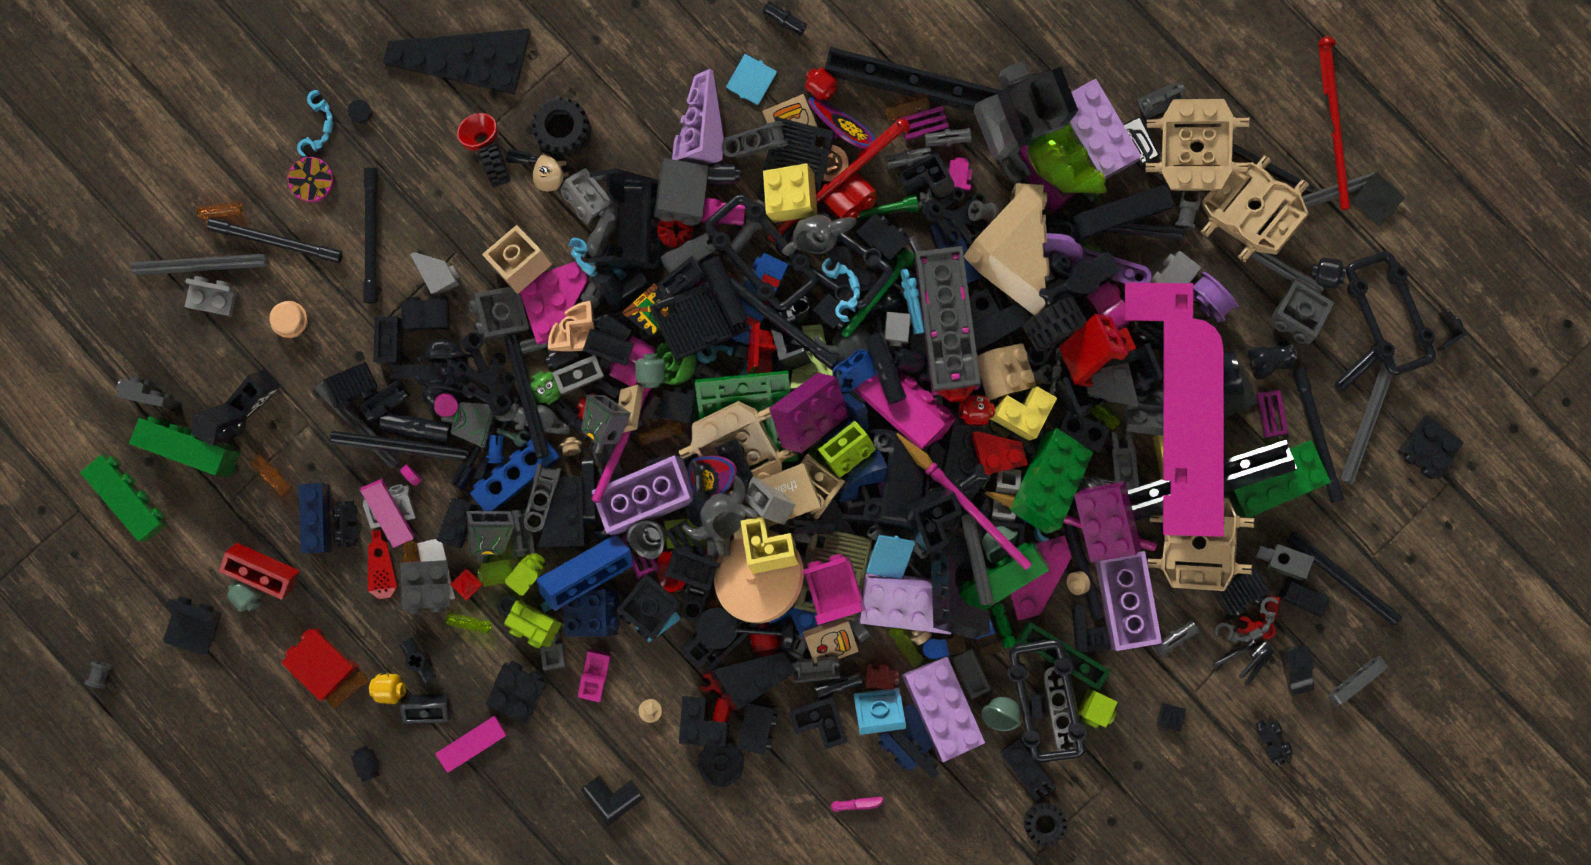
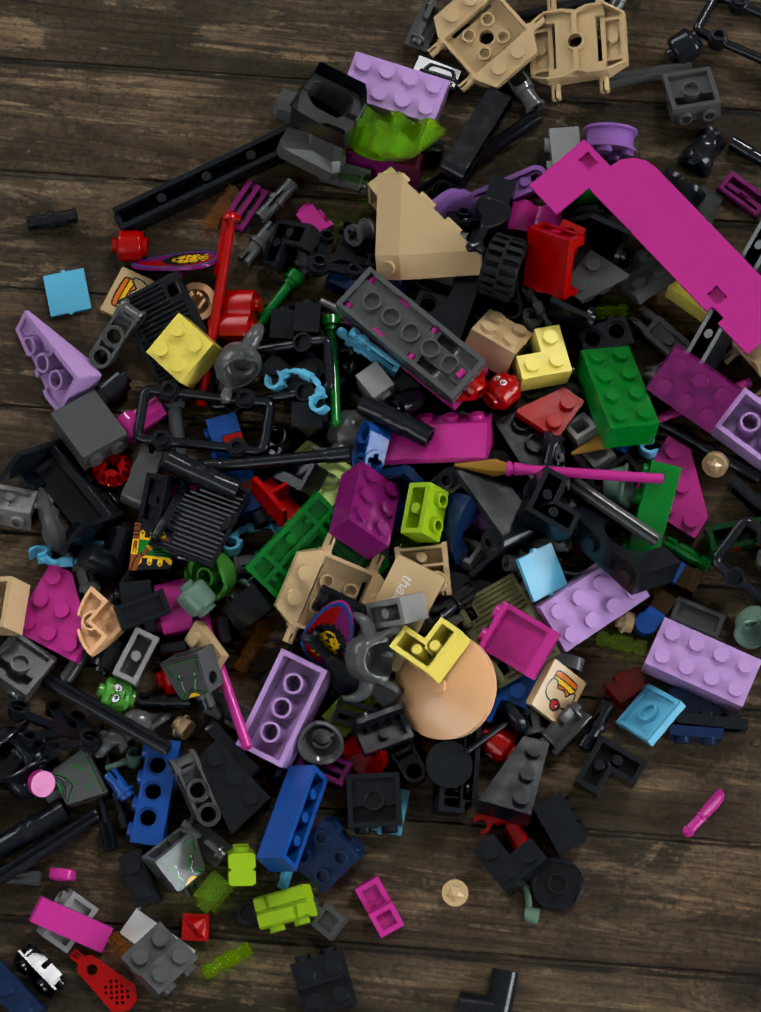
camera: 40 degrees left, 10 degrees down
(687, 768) = (531, 914): none -> sand green hand

